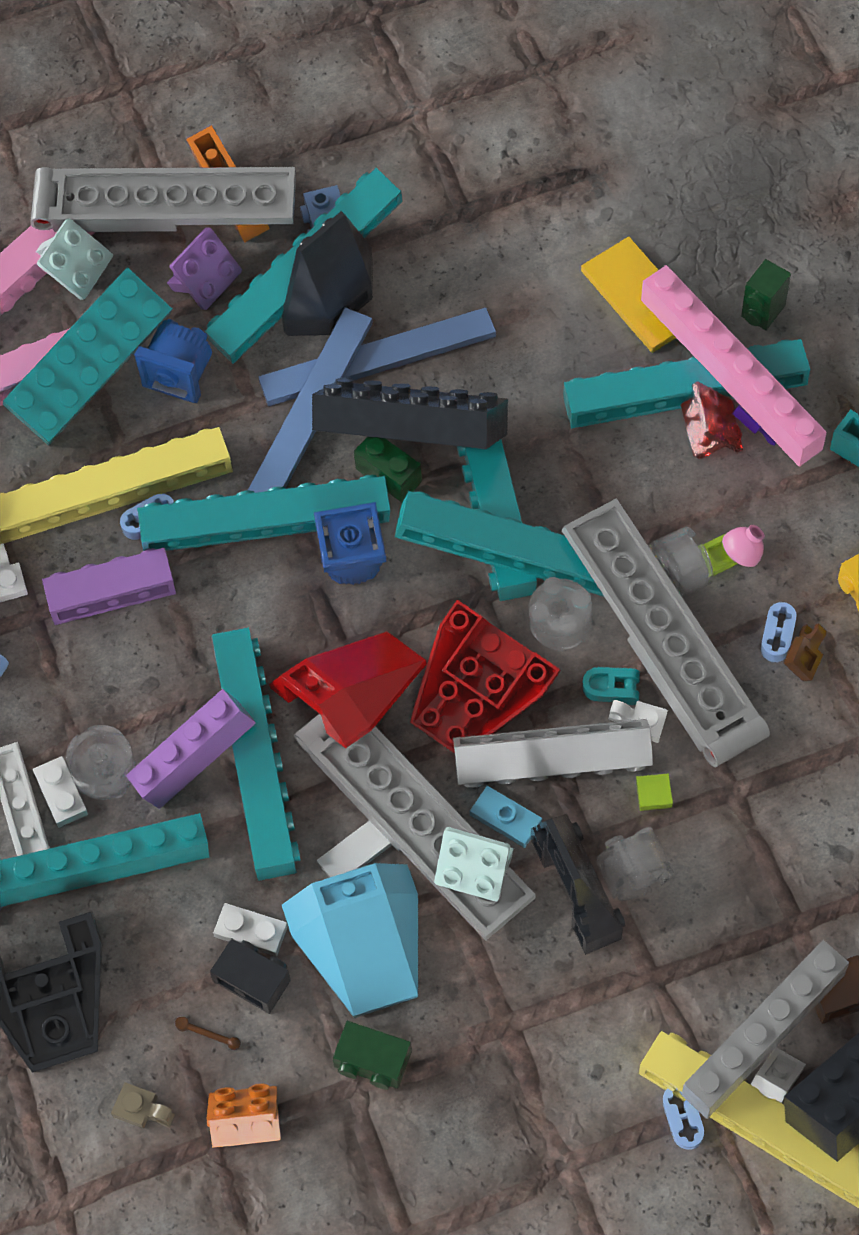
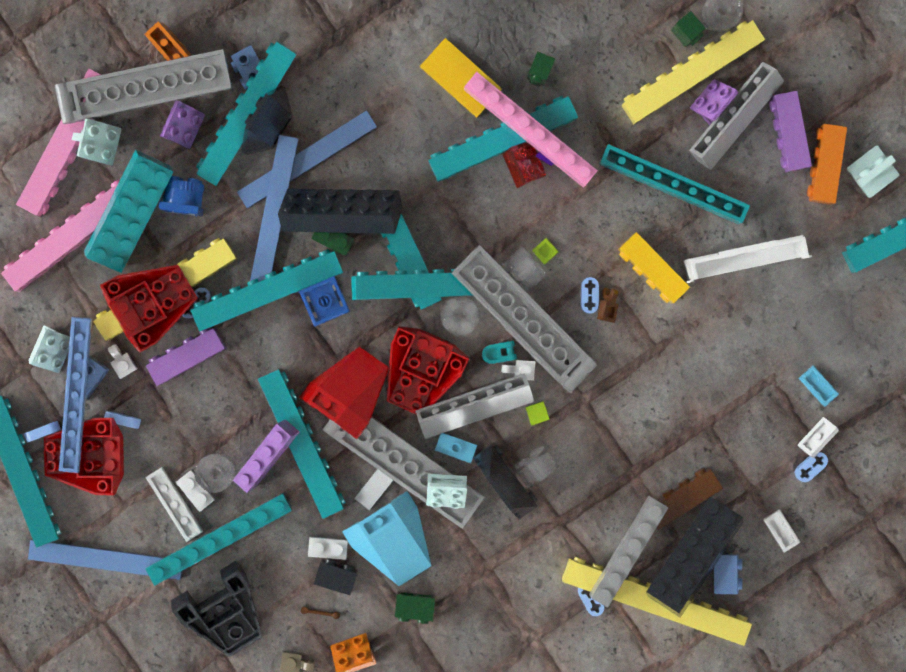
camera: 20 degrees left, 25 degrees up
(75, 482) = (148, 302): none -> red wedge
(744, 545) = (559, 245): bright pink brick -> none
(777, 1075) = (639, 573): white plate -> none

